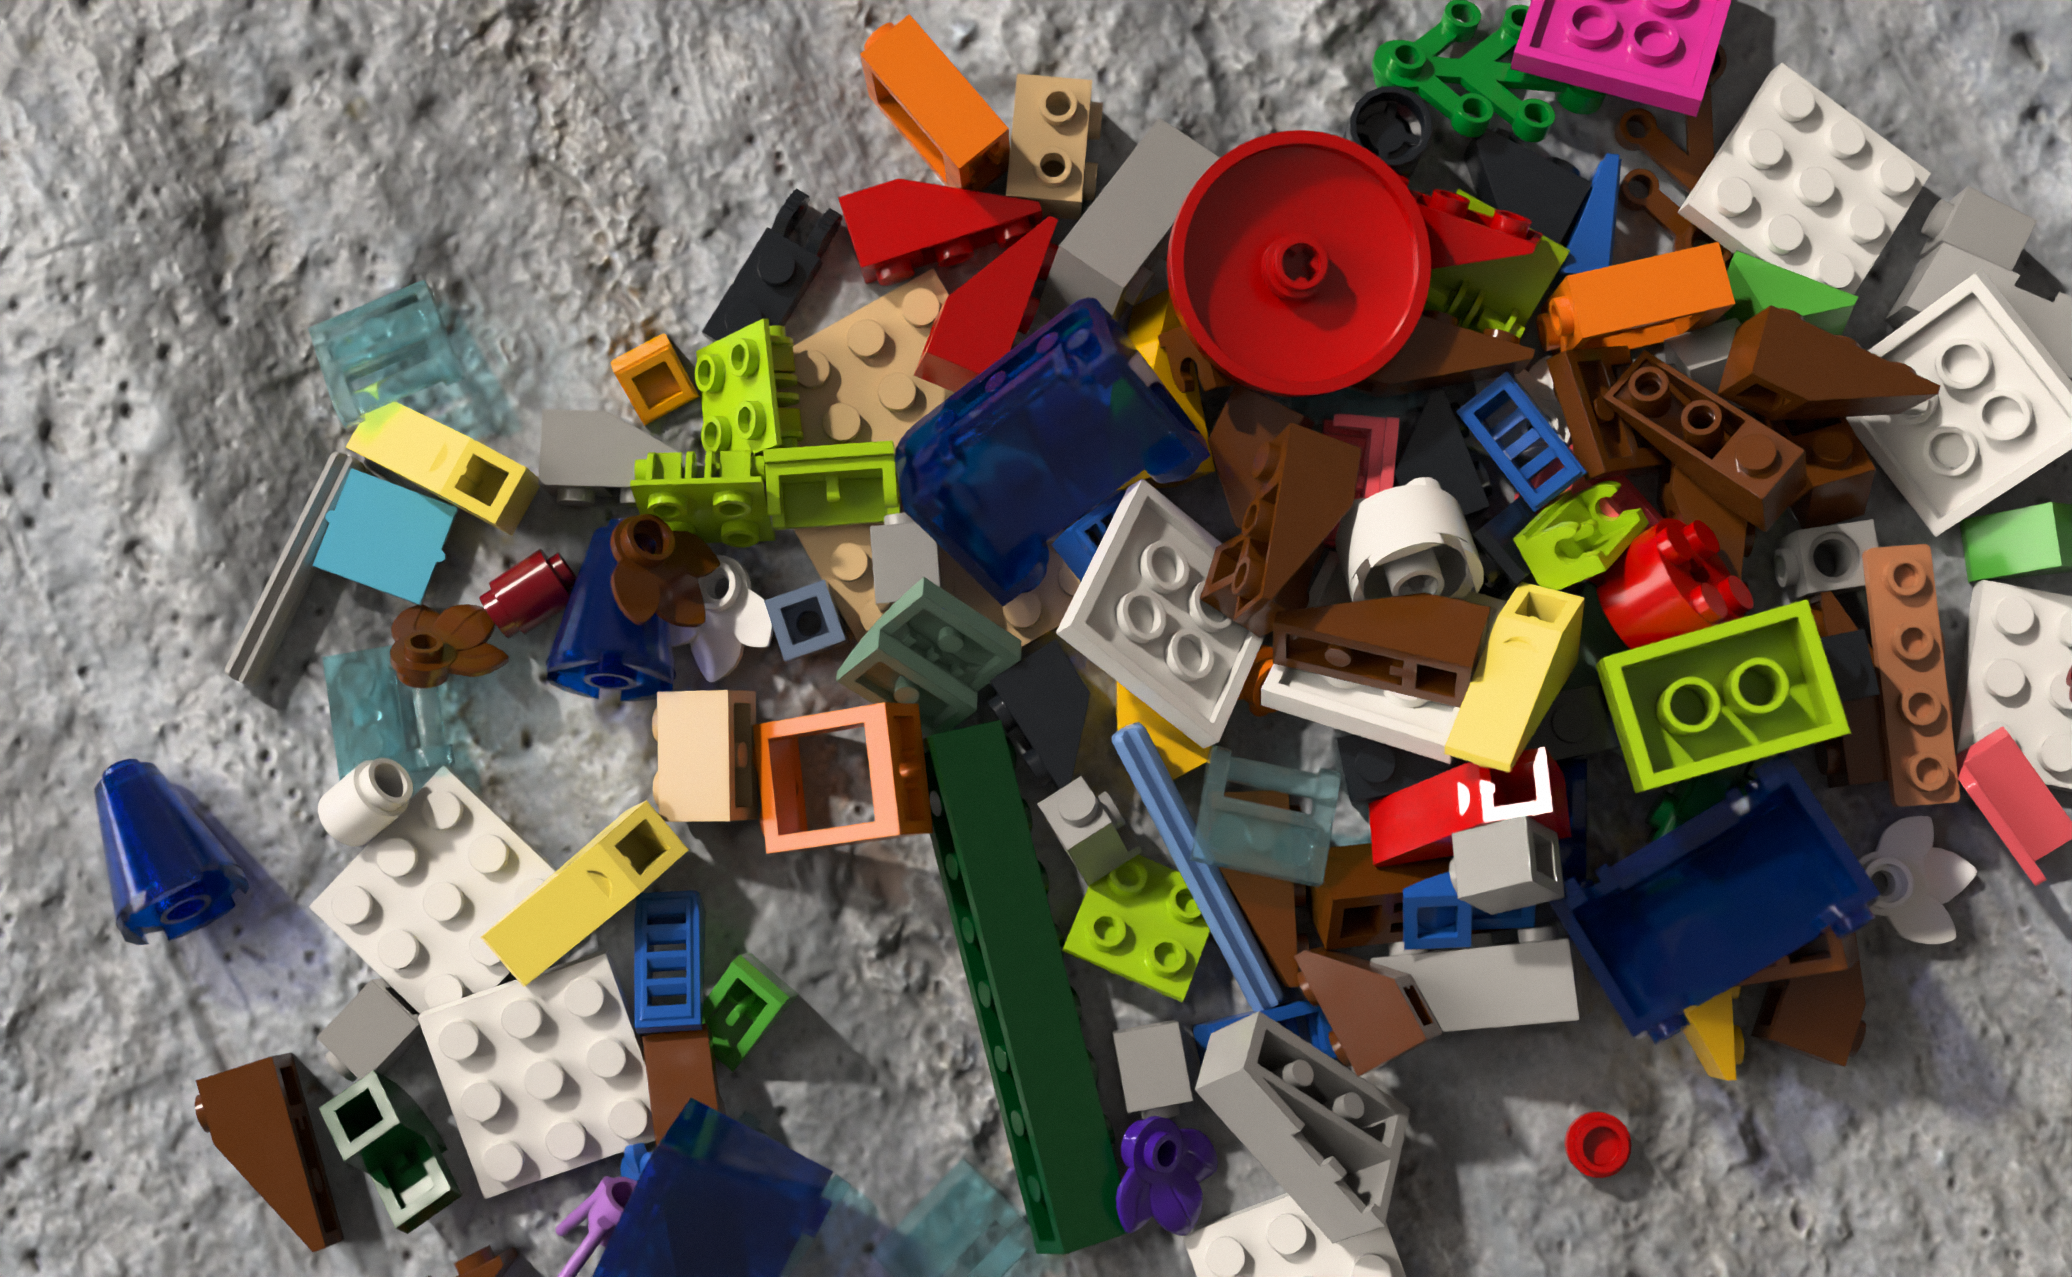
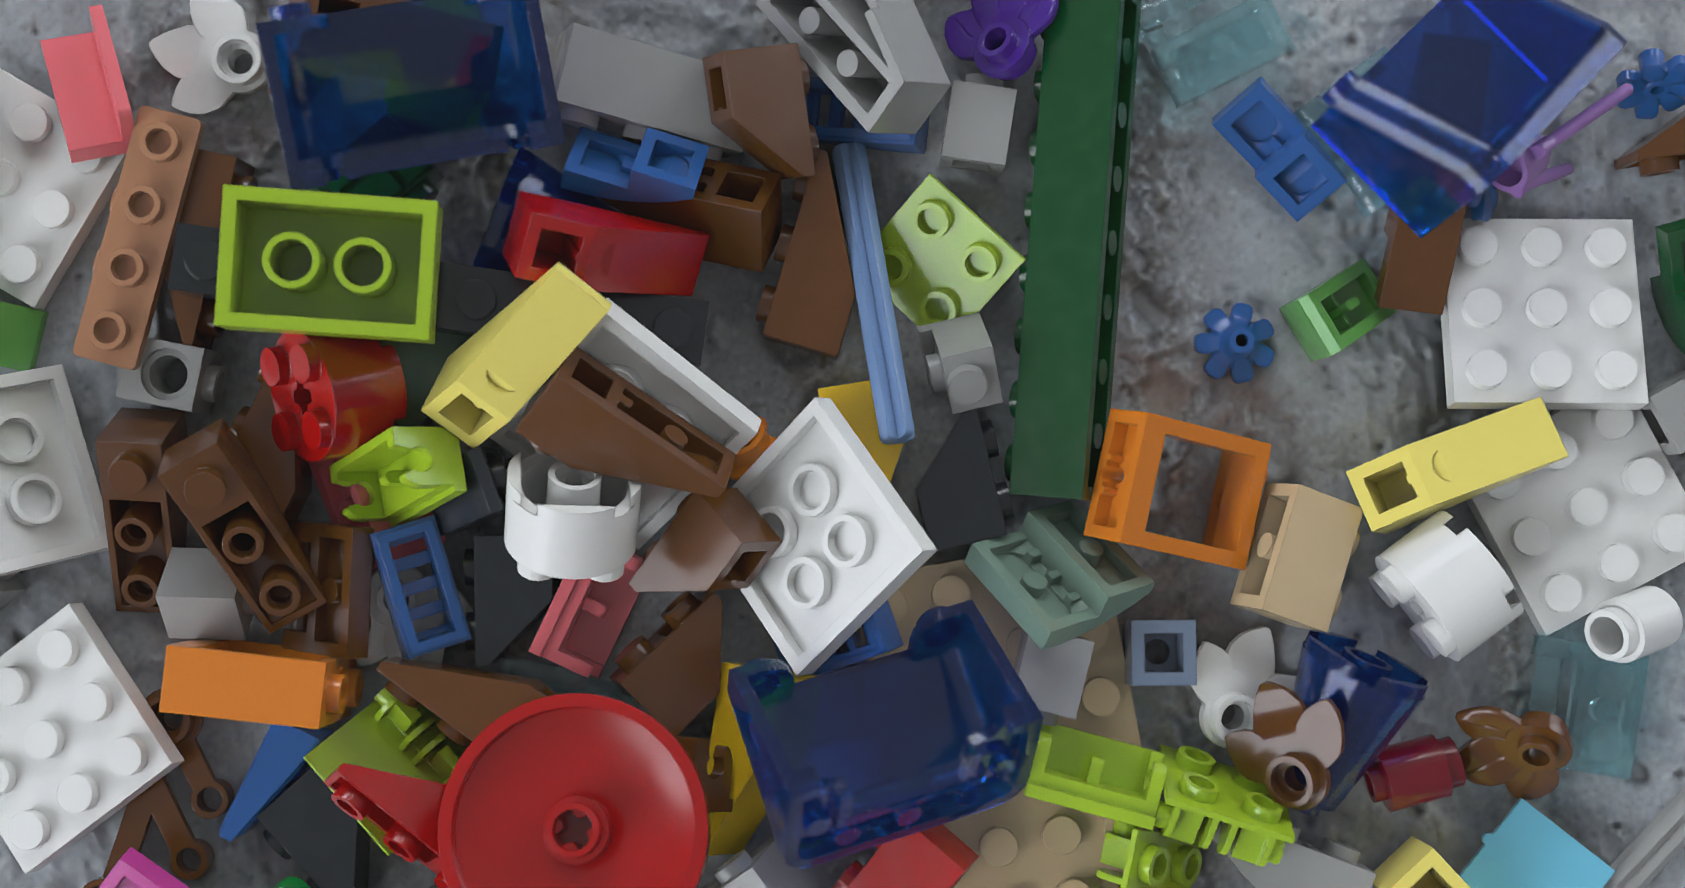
camera: 160 degrees left, 5 degrees up
(556, 773) = (1446, 588): none -> white brick
(666, 920) = (1378, 426): blue slope -> none
(846, 943) = (1223, 347): none -> blue plant
(859, 1152) = (1279, 148): none -> blue slope
(1262, 836) = (806, 296): clear light blue plate -> none
(1299, 497) = (656, 599): reddish brown slope -> none
(1507, 865) = (590, 181): brick -> none
(1762, 284) = (117, 627): bright green slope -> none
(1803, 372) = (130, 558): reddish brown slope -> none

